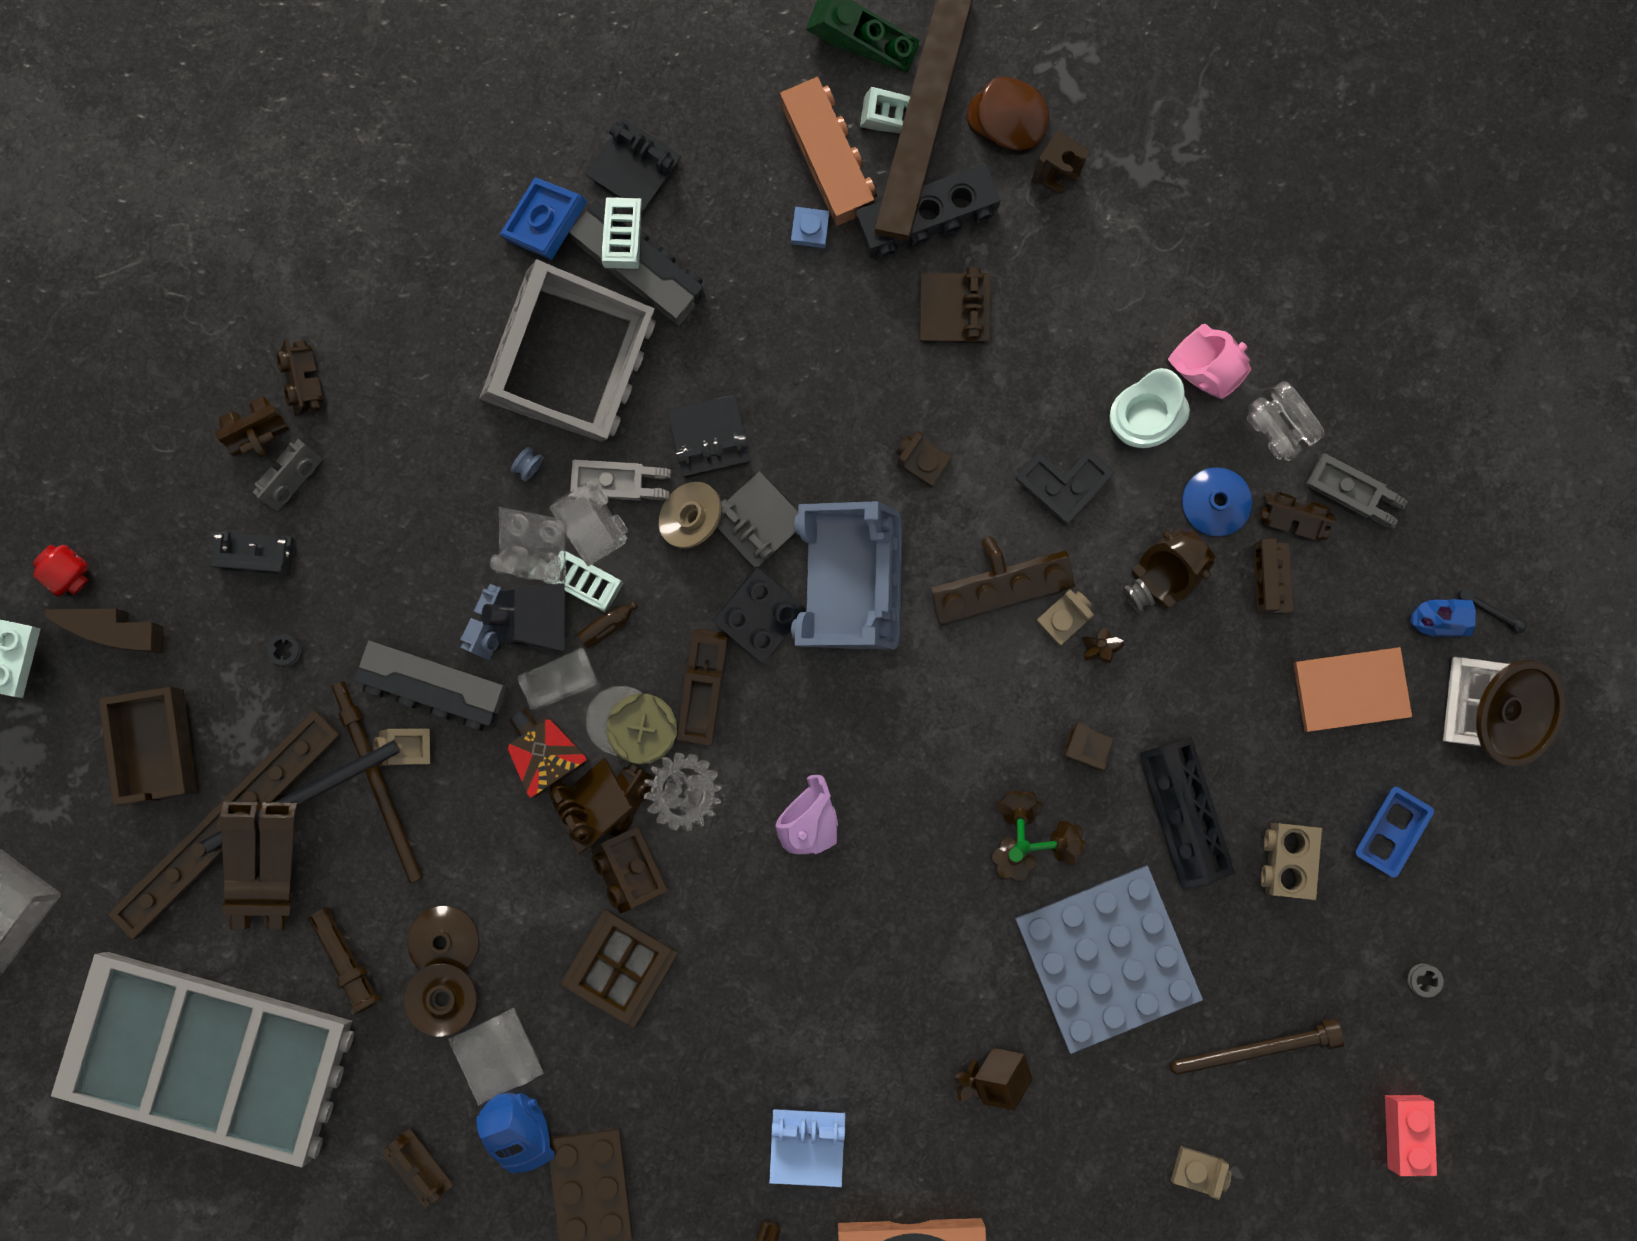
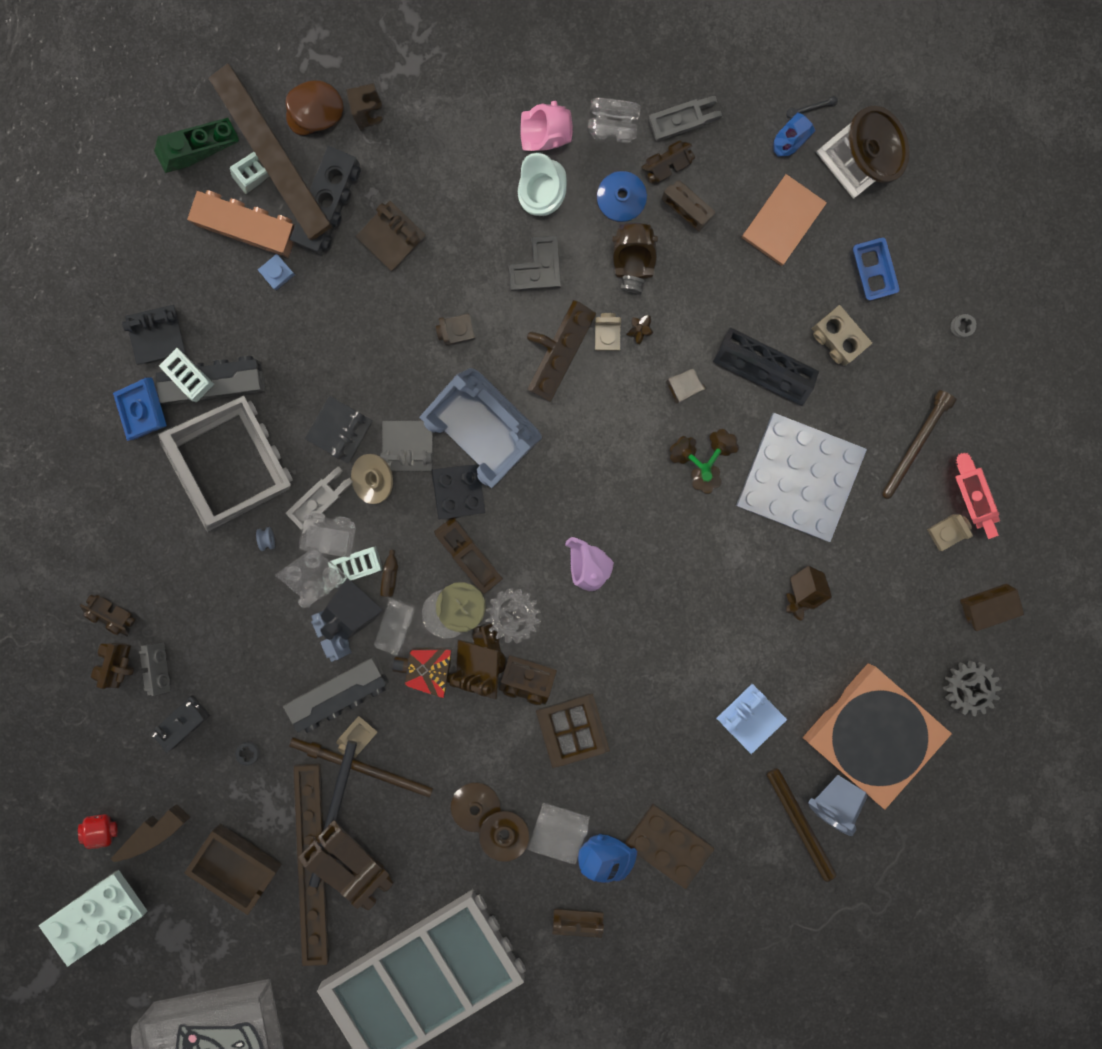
camera: 40 degrees left, 5 degrees up
(350, 975) = (448, 870): dark brown pin -> none
(1266, 1164) = (977, 495): none -> coral hinge
(1411, 1135) = (1032, 408): coral brick -> none

